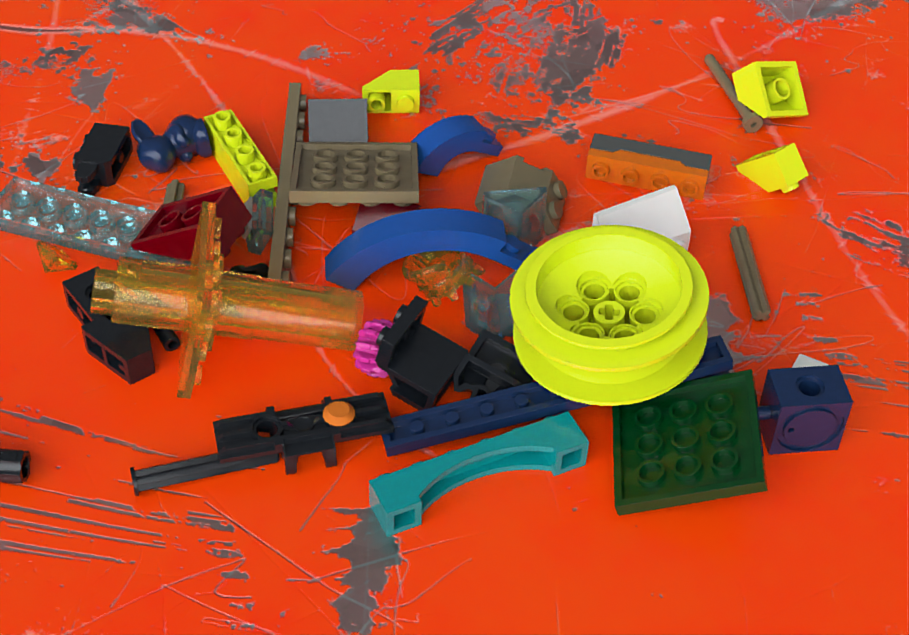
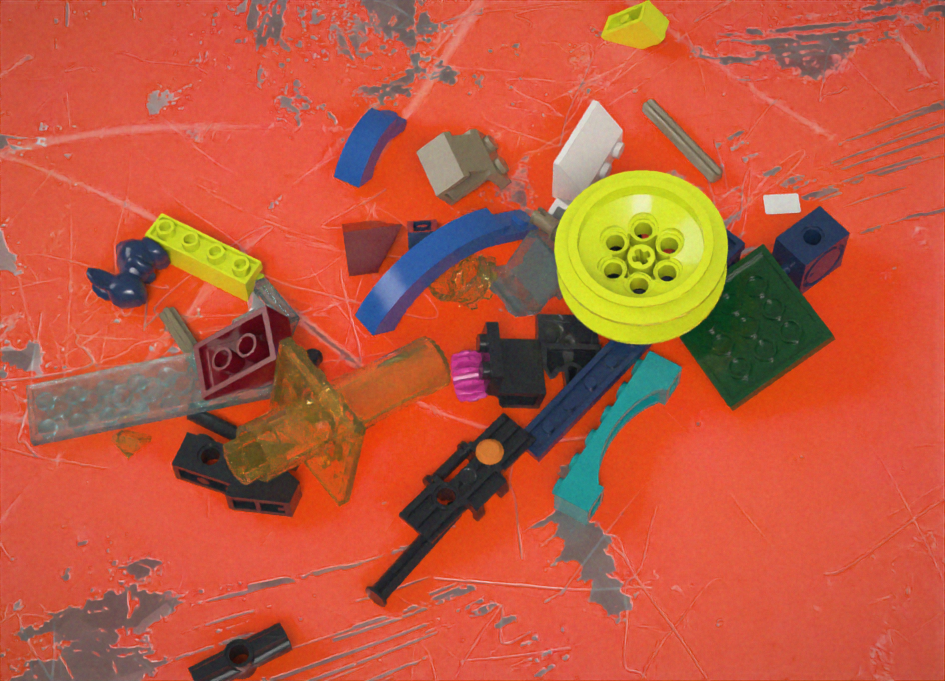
camera: 30 degrees left, 15 degrees up
(102, 157) = (80, 322): black hinge -> none
(284, 212) = (274, 271): dark tan plate -> none
(338, 120) = (262, 181): piece -> none
(355, 173) = (326, 223): dark tan plate -> none
(393, 92) = (275, 112): neon yellow slope -> none
(520, 210) = (480, 191): clear light blue slope -> none
(647, 165) = (539, 78): orange piece -> none

